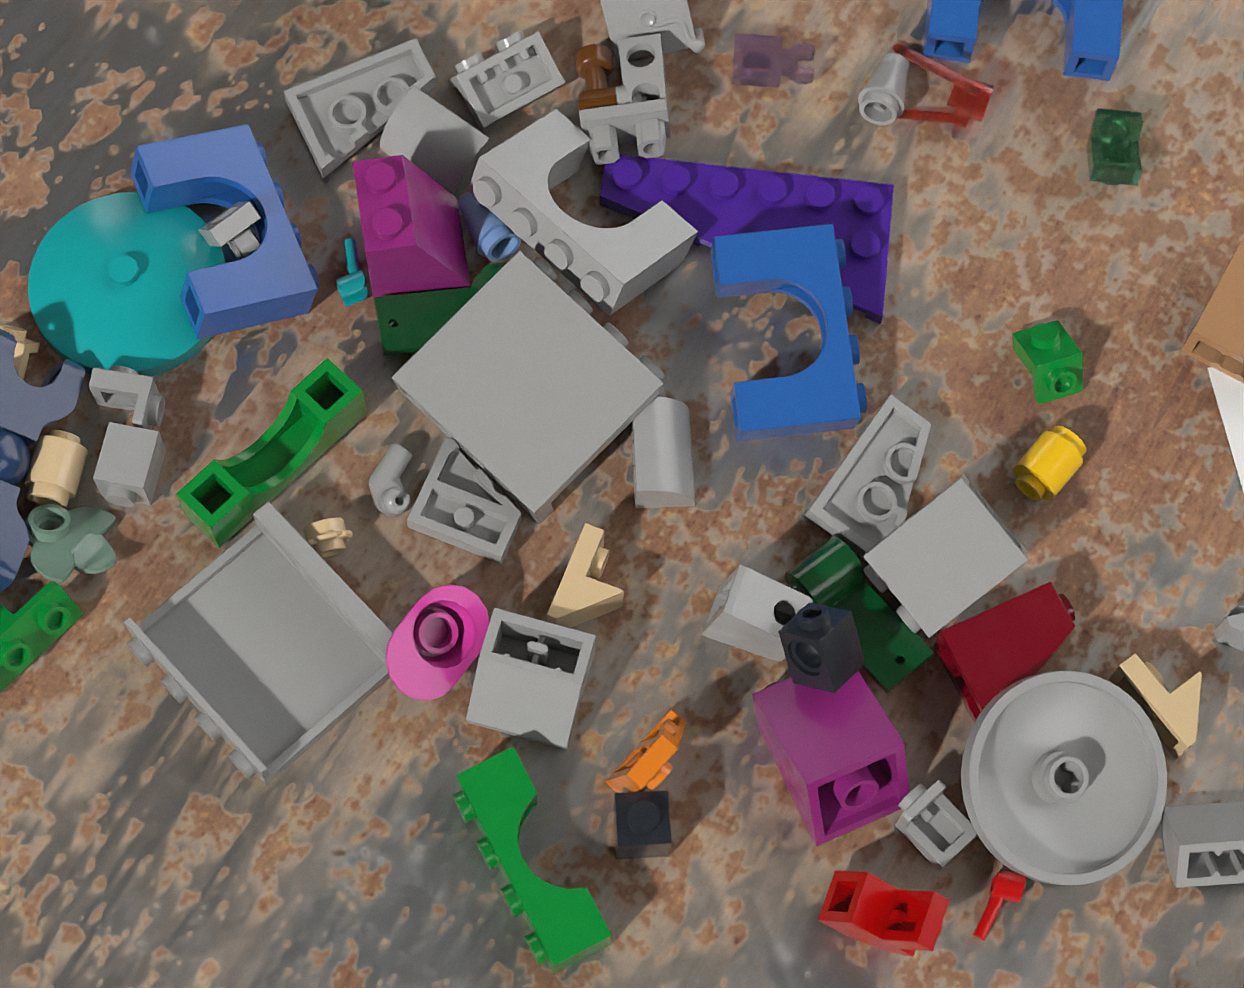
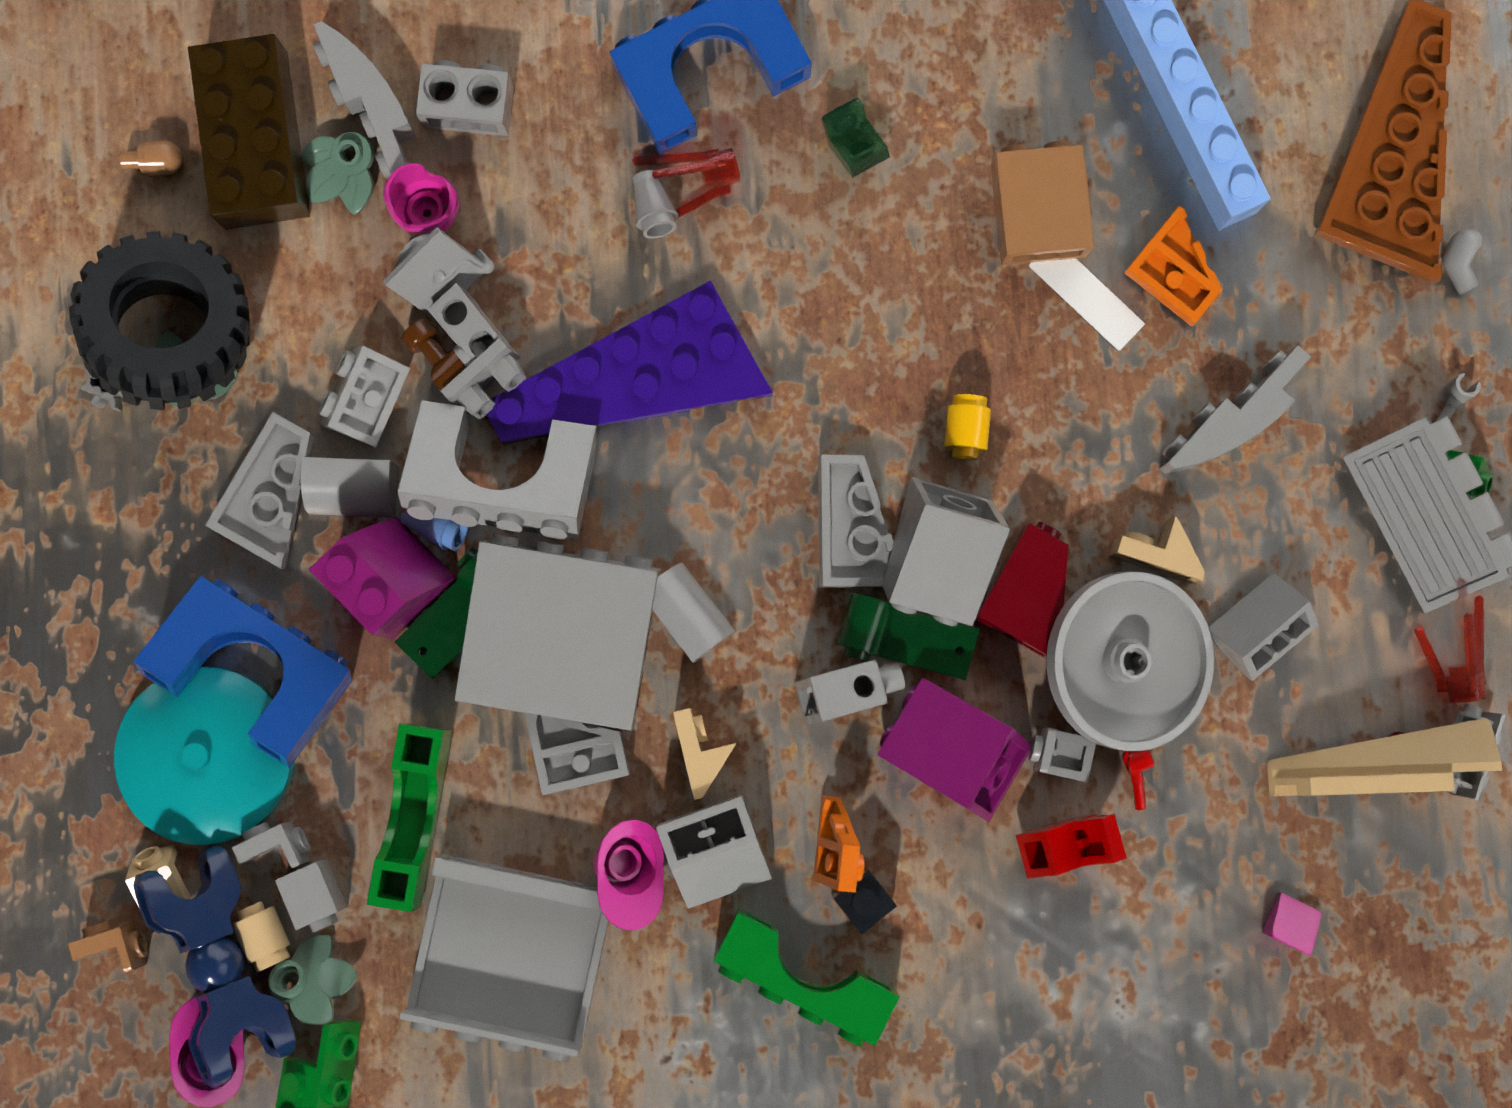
camera: 30 degrees left, 15 degrees up
(232, 229) = (250, 665): light grey tile -> none
(328, 536) = (493, 846): tan plate -> none
(352, 286) = (366, 643): teal hand -> none
(386, 482) = (507, 775): light grey arm -> none
(762, 61) = (544, 246): clear purple plate -> none
(806, 267) = (772, 483): blue arch -> none
(821, 647) = (907, 695): black brick -> none
(1051, 360) = (914, 342): green bracket -> none

